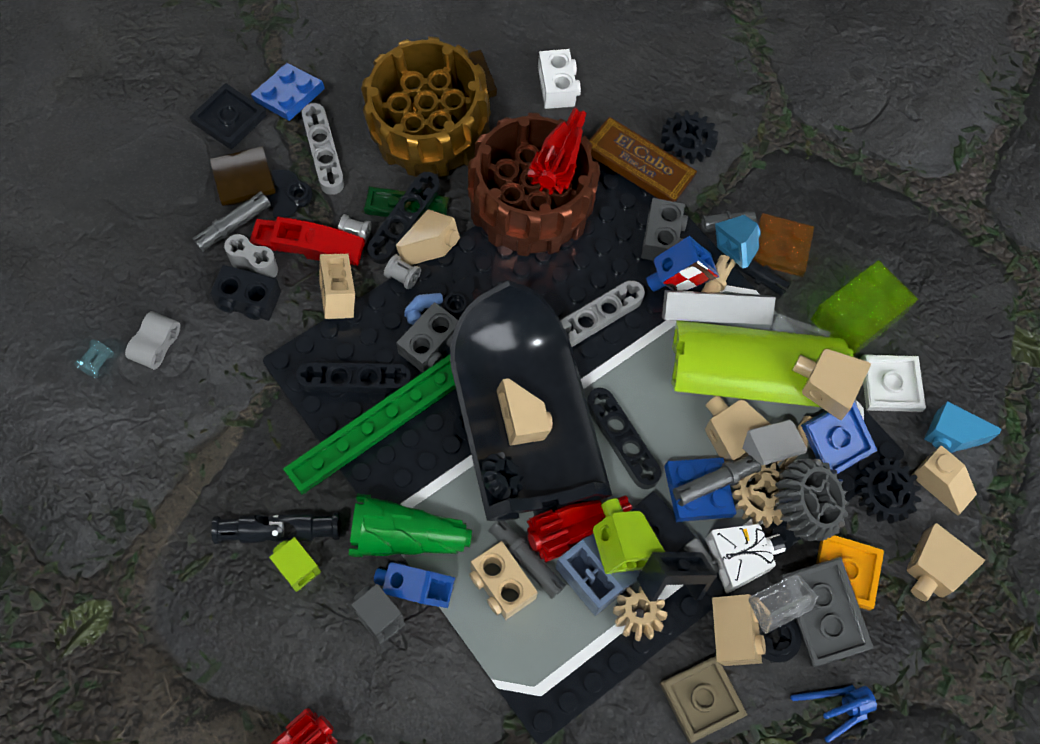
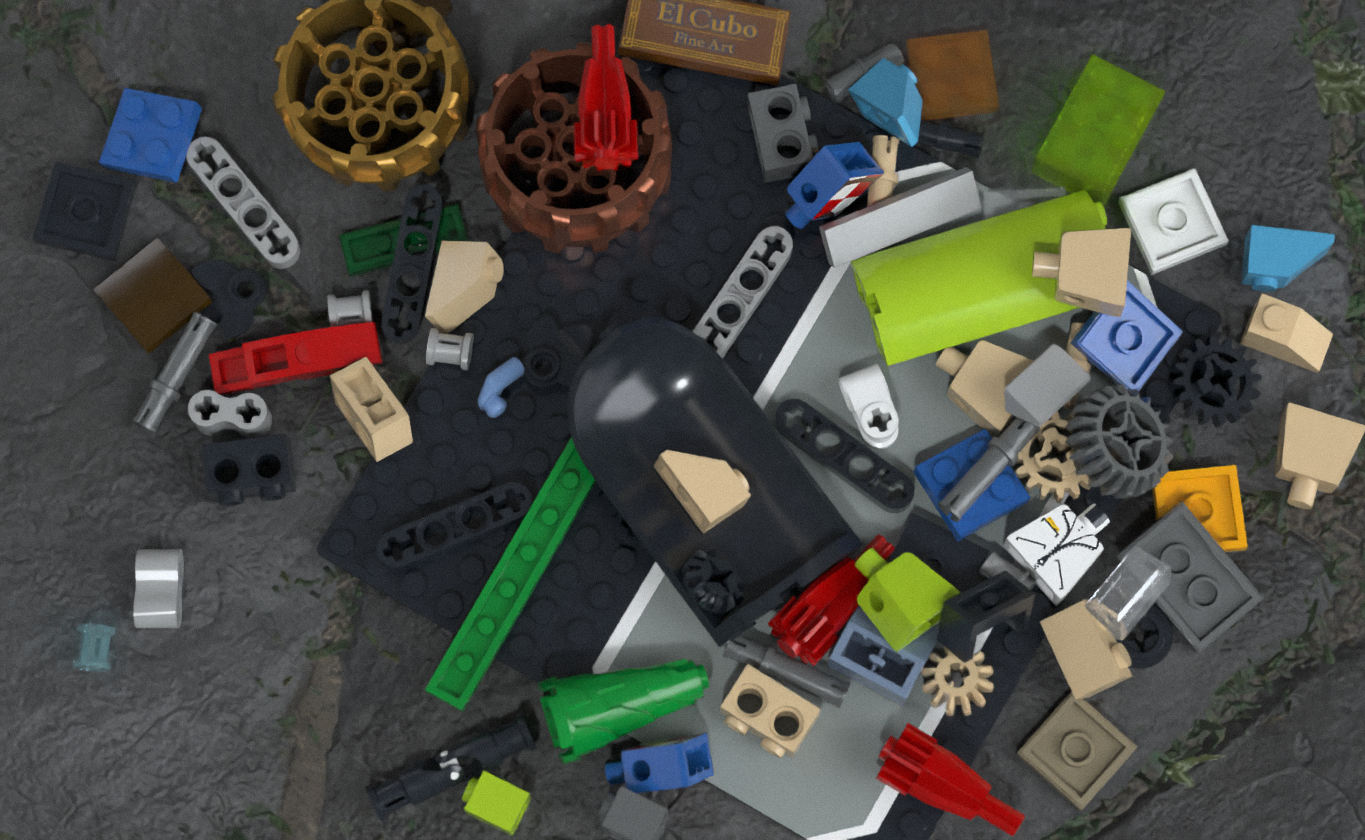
camera: 15 degrees left, 10 degrees up
(423, 334) = (520, 427): dark grey brick -> none
(601, 677) = (941, 779): none -> red piece
(653, 410) = (870, 400): none -> white piece
(855, 703) = (1265, 676): blue plant -> none

